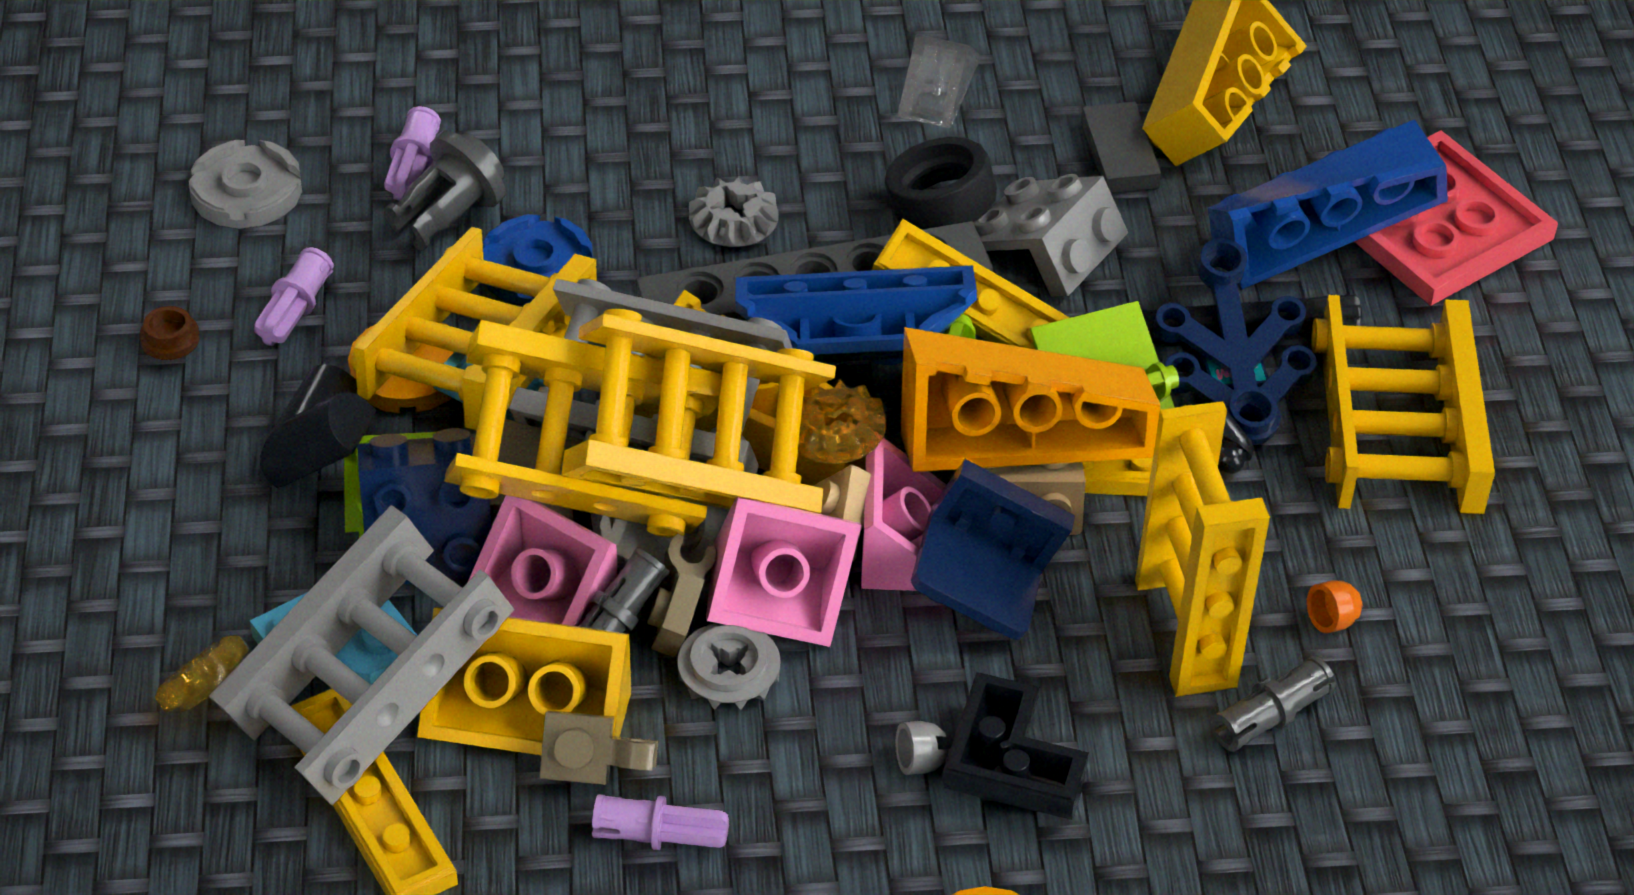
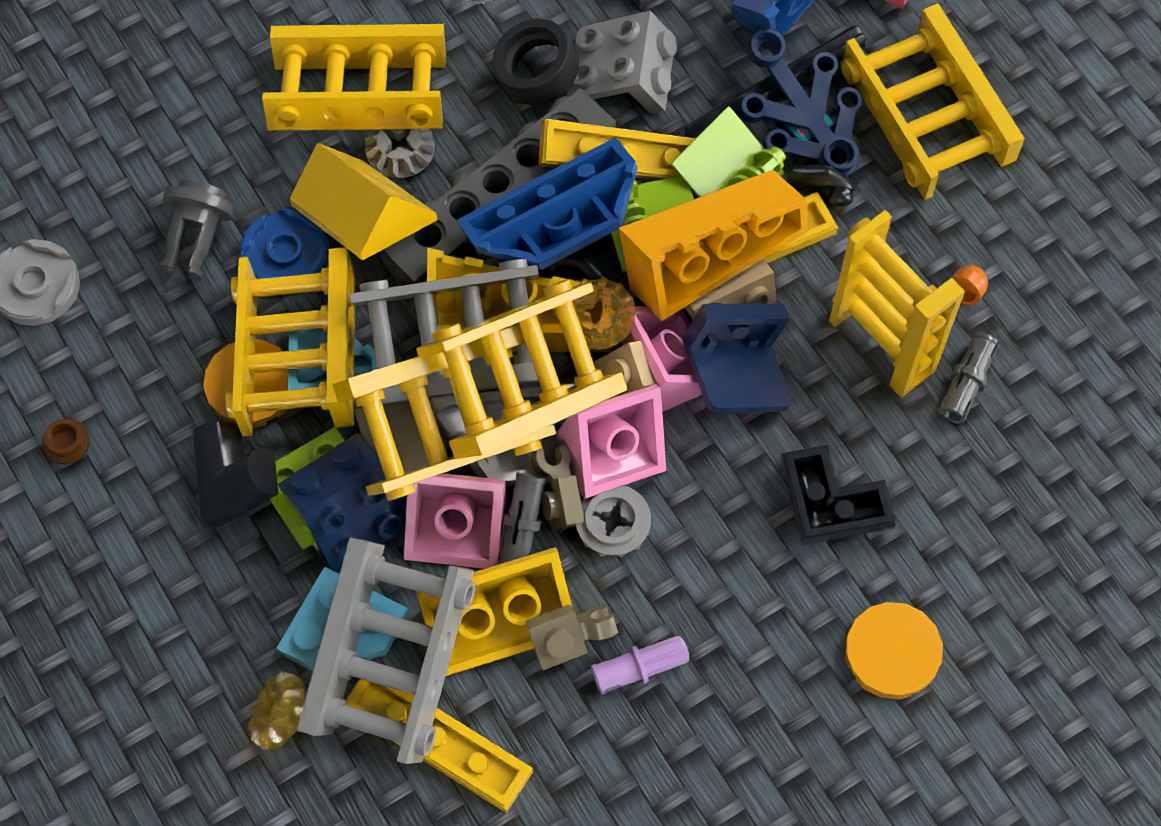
camera: 25 degrees left, 20 degrees up
(293, 296) = (134, 366): lavender axle -> none
(411, 150) = (141, 201): lavender axle -> none
(639, 227) = (356, 203): none -> yellow slope
(734, 97) = (356, 48): none -> yellow fence
(918, 747) = (770, 523): light grey hinge -> none

